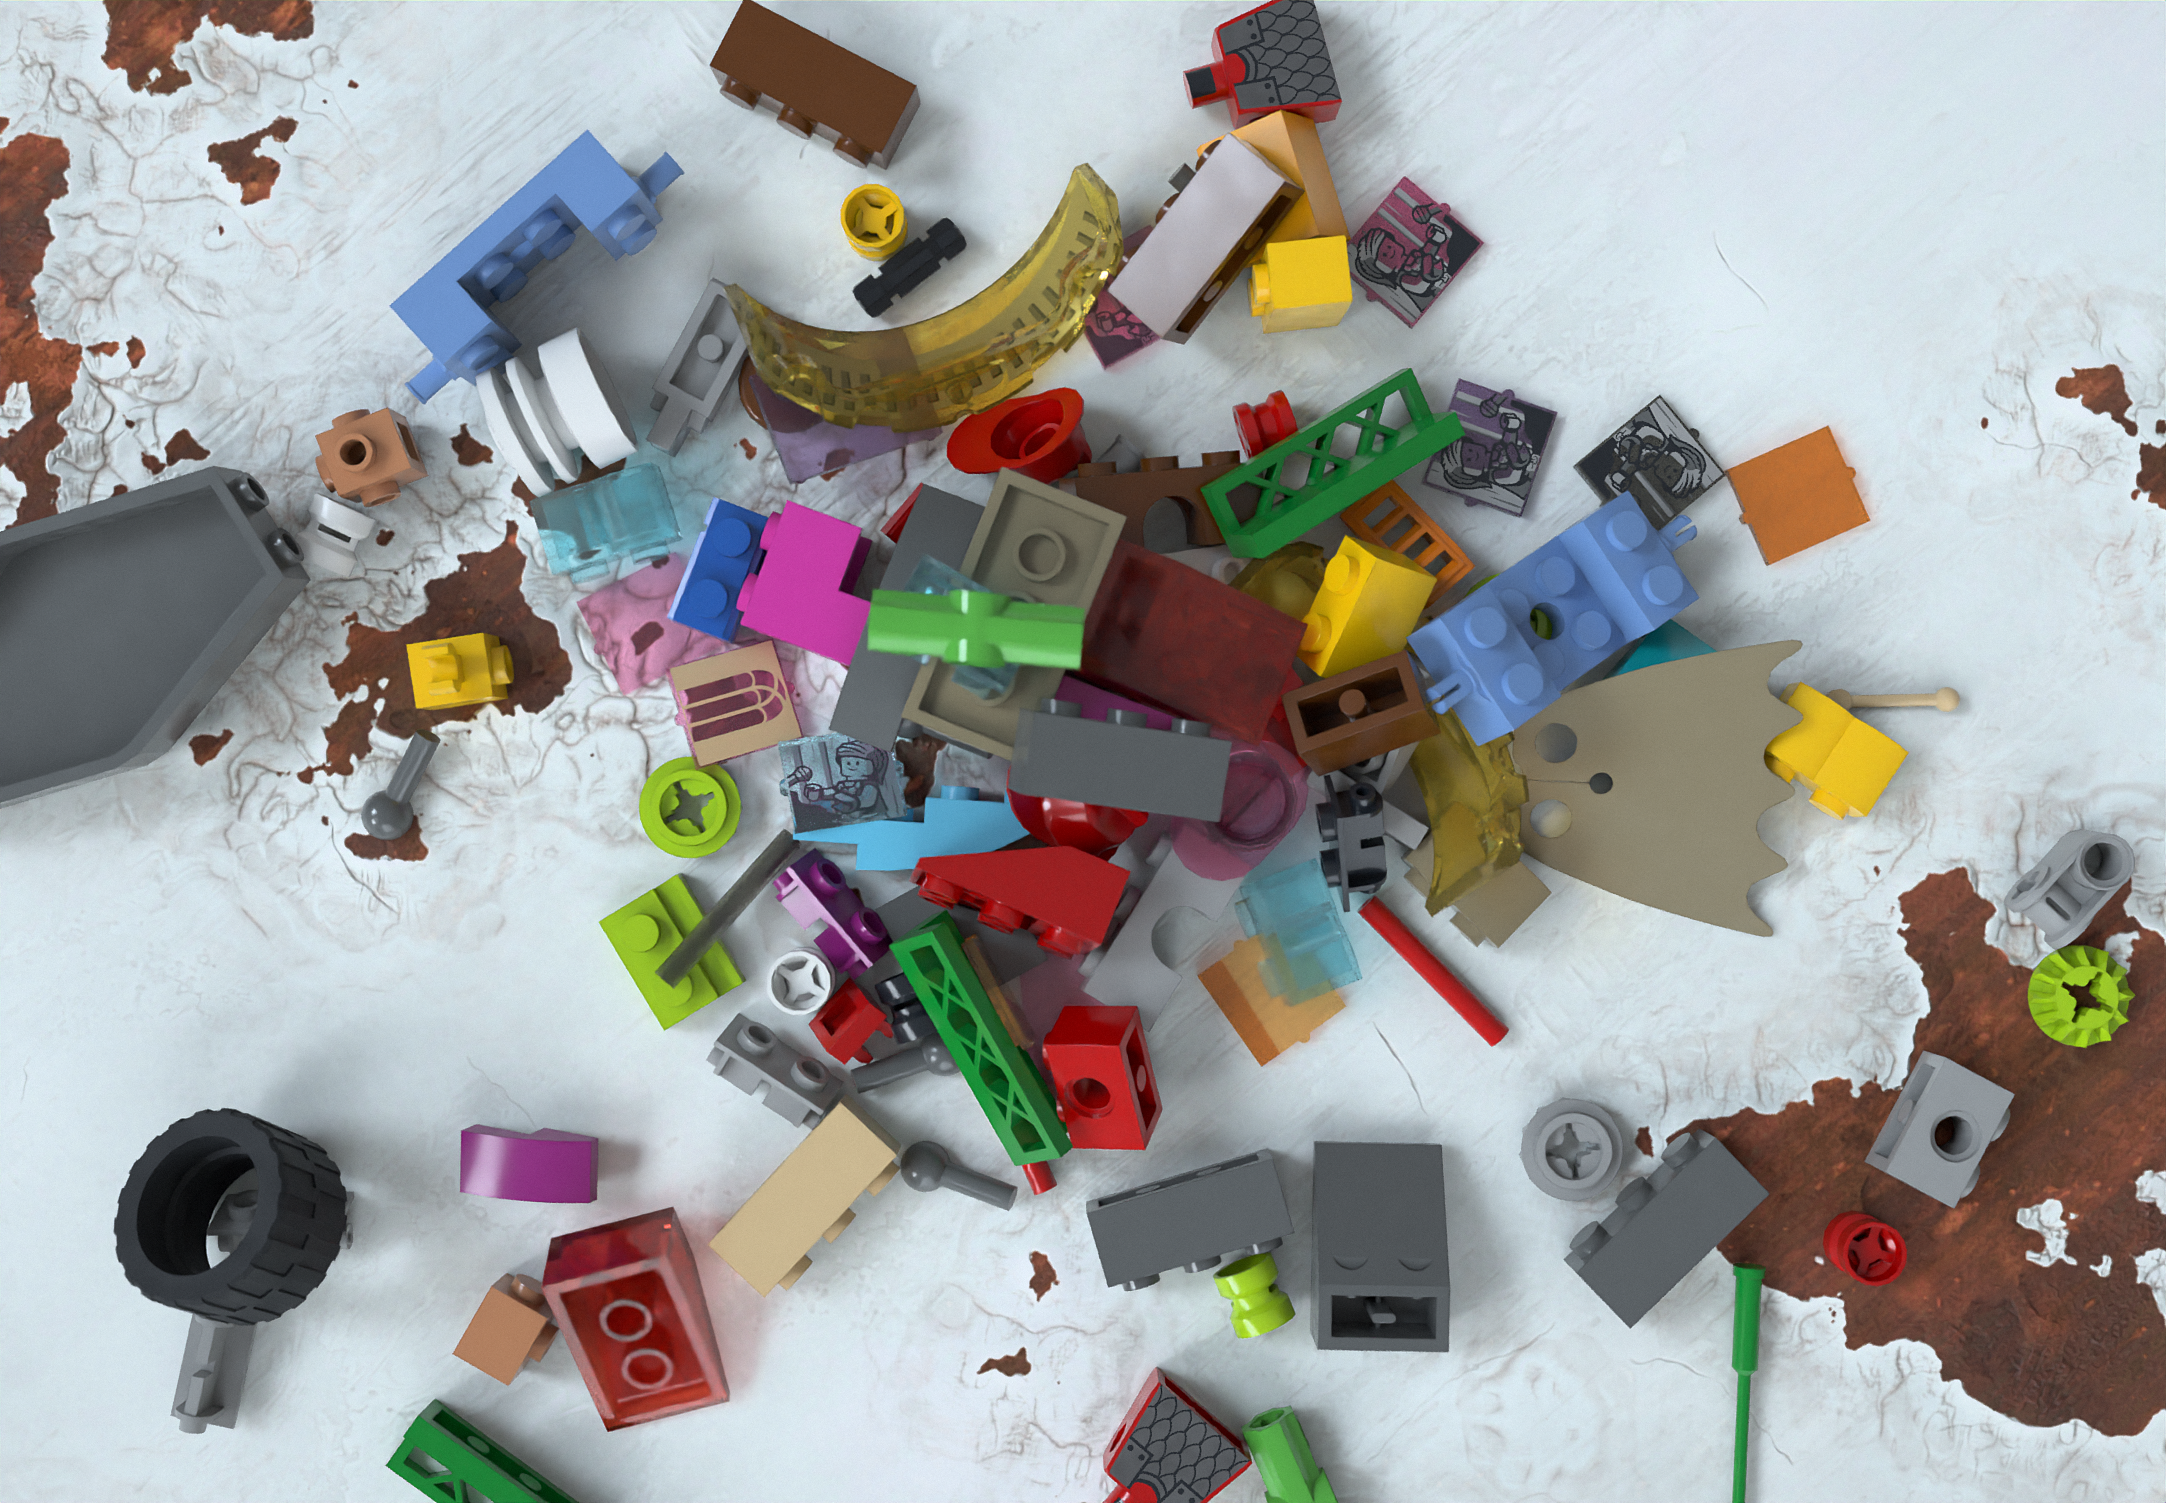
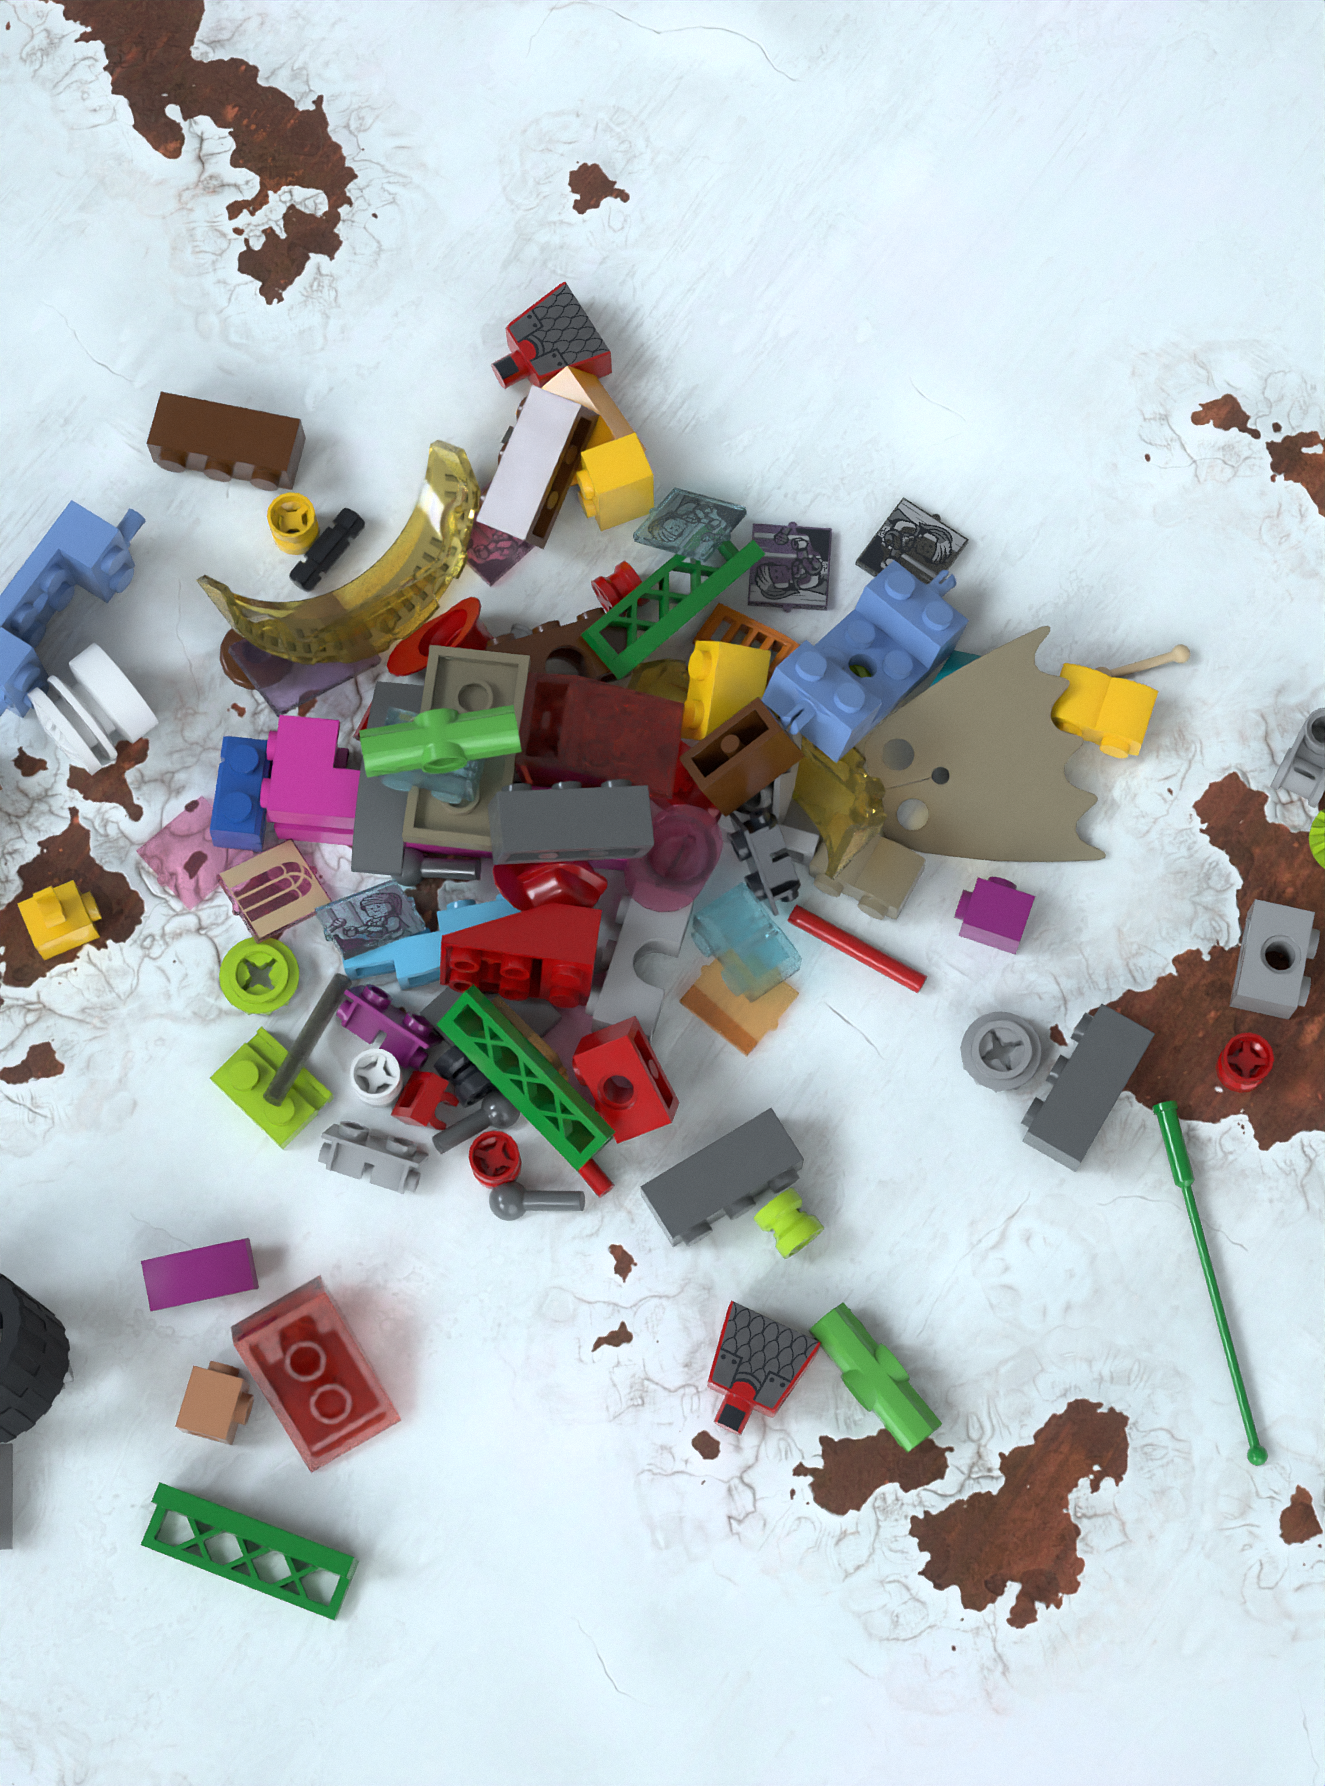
camera: 10 degrees left, 15 degrees down
(389, 812) = (28, 1043): dark grey bar -> none
(605, 522) = (146, 783): clear light blue brick -> none
(697, 371) = (190, 657): light grey hinge -> none
(808, 1198) = (423, 1240): tan brick -> none
(912, 1131) = (491, 1152): none -> red wheel
(1379, 364) = (690, 524): none -> clear light blue piece
(1379, 1248) = (873, 1159): dark grey slope -> none
(1409, 252) = (691, 447): piece -> none
(1616, 977) = (994, 913): none -> magenta brick
(1797, 495) = (1026, 541): clear orange piece -> none

